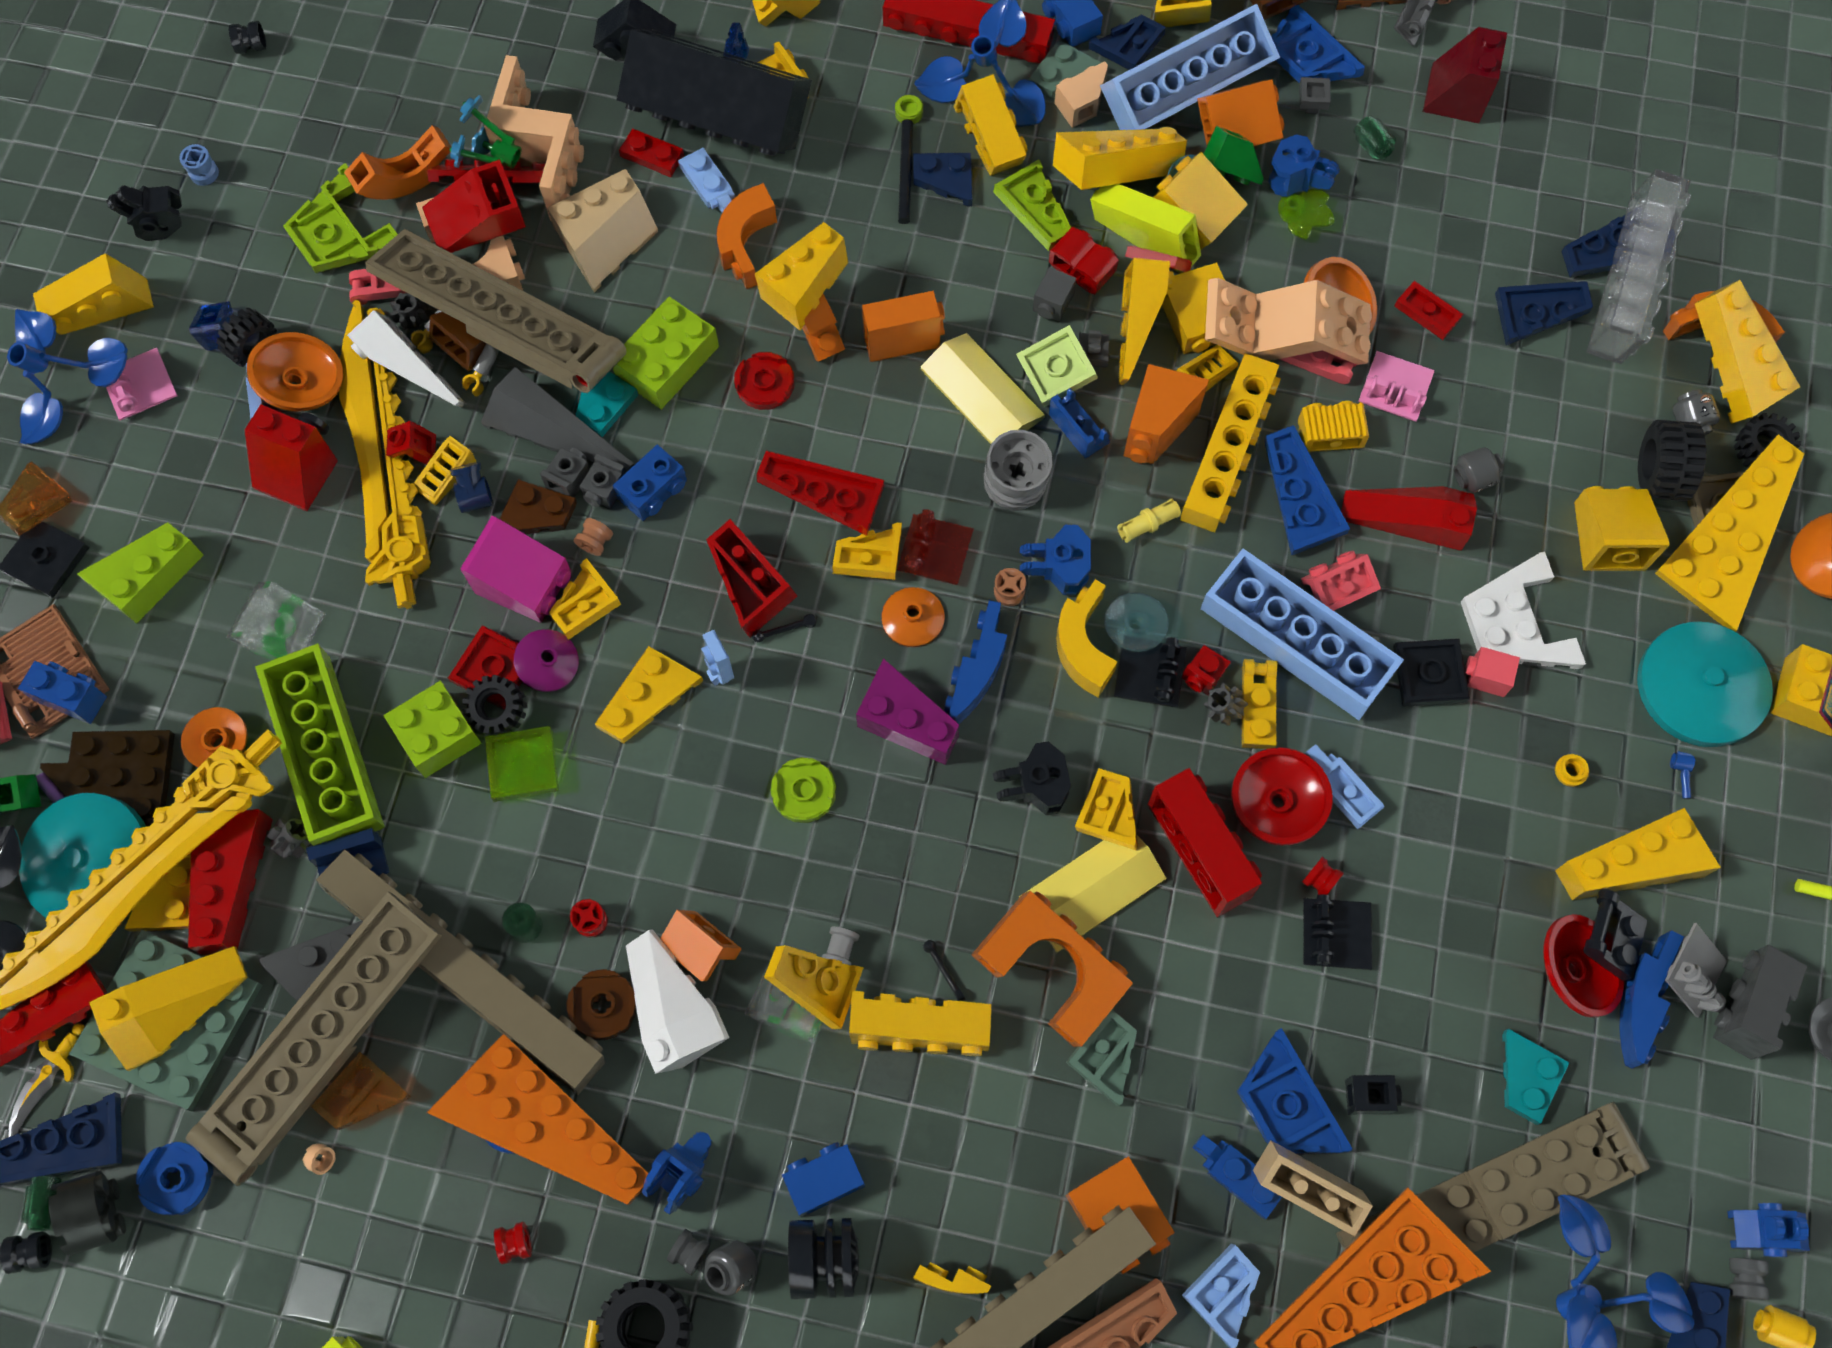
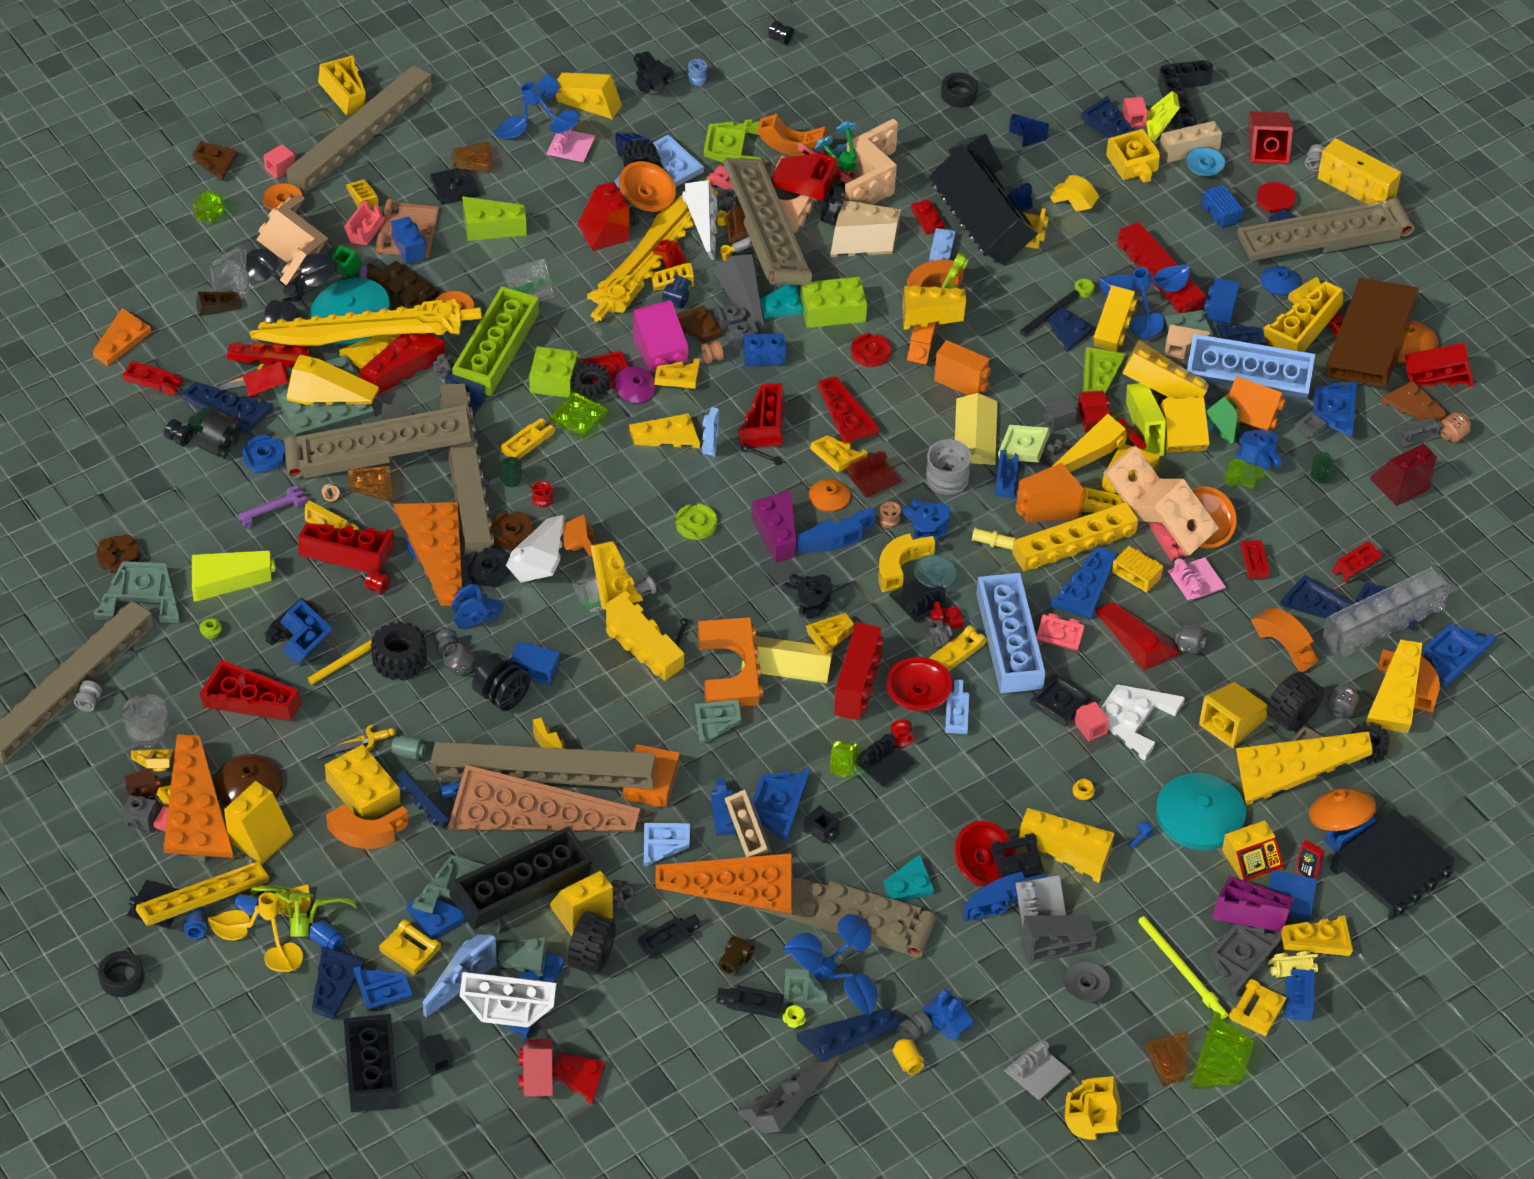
camera: 40 degrees right, 20 degrees down
(74, 1068) = (266, 378): none -> red hinge
(276, 1209) = (294, 495): none -> medium lavender hinge
(291, 305) = (677, 161): none -> light blue wing
(367, 1206) = (319, 515): none -> yellow hinge
(434, 1224) = (346, 546): none -> red wedge
(493, 856) = (527, 439): none -> yellow hinge
(540, 223) = (833, 202): none -> black plate
(608, 1081) = (488, 577): none -> black plate
(779, 210) = (959, 263): none -> lime plant
(1307, 979) = (843, 759): none -> clear neon green brick
(1528, 226) = (1357, 560): none -> red hinge
(1565, 376) = (1290, 633): none -> orange arch
(1723, 252) = (1455, 651): none -> blue wing

